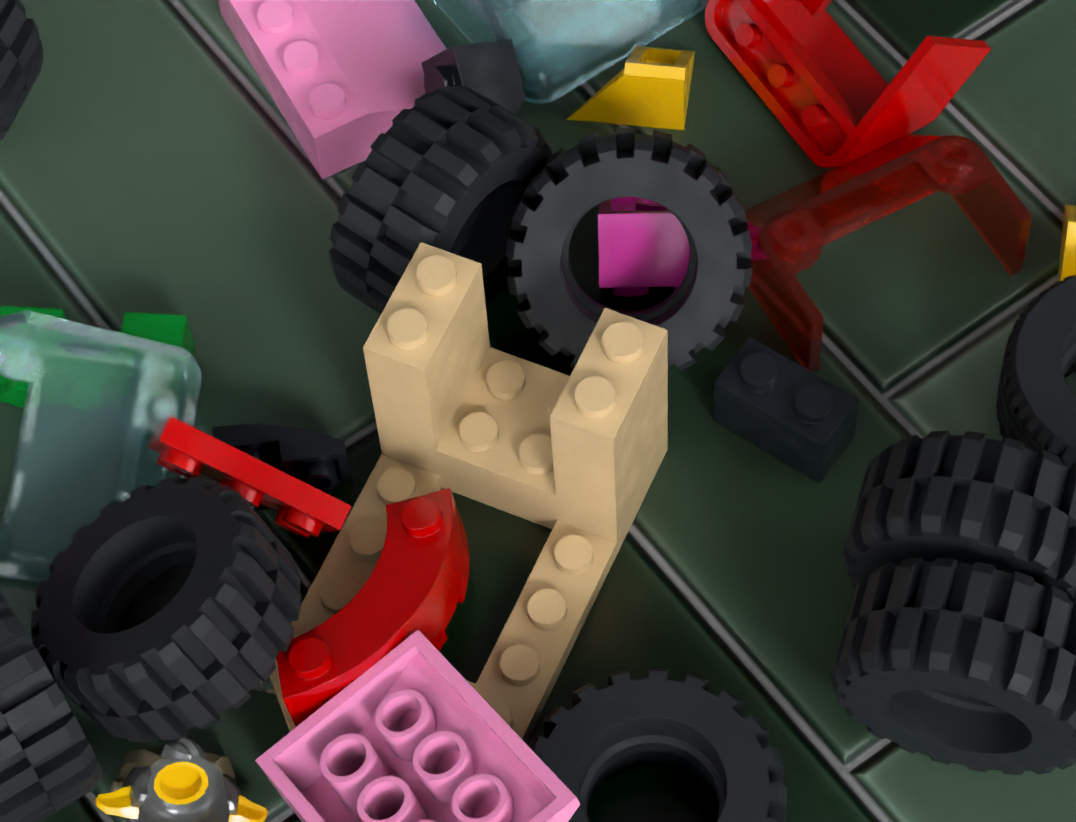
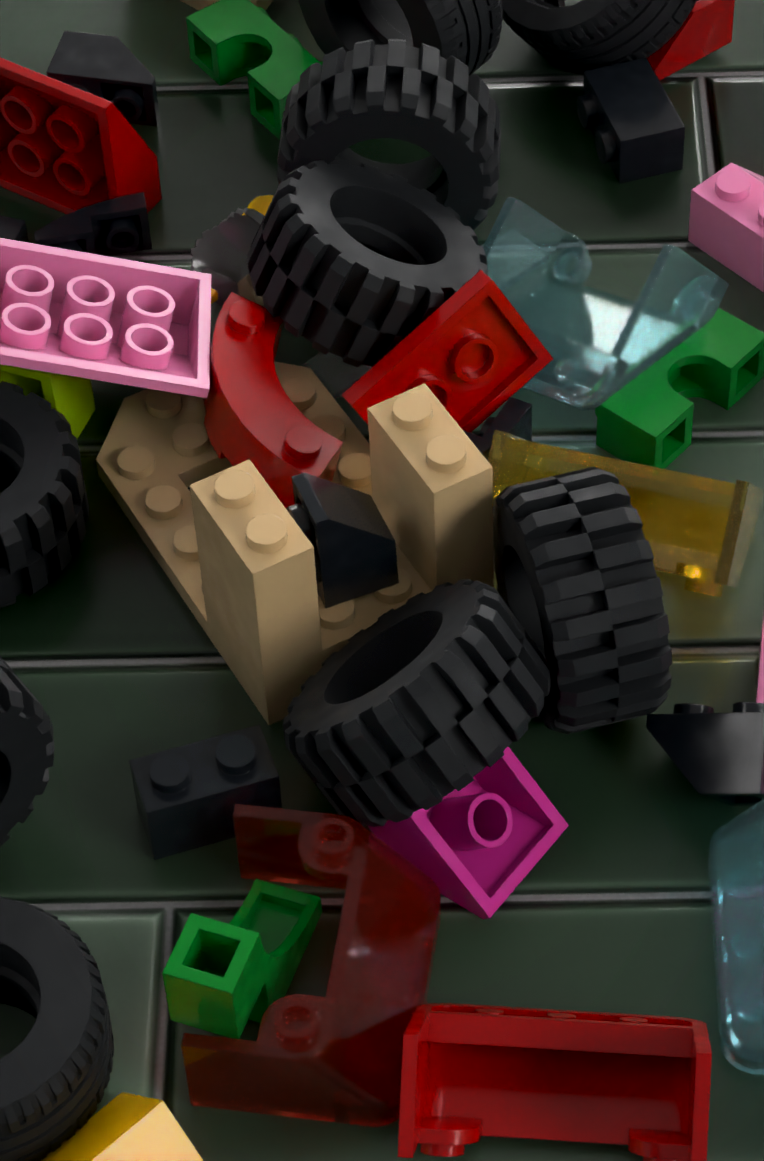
camera: 125 degrees right, 10 degrees down
(248, 298) = (691, 521): none -> clear yellow windscreen
(522, 385) = (348, 536): none -> black slope
(646, 92) = (646, 920): yellow slope -> none
(910, 272) = (238, 969): none -> green arch

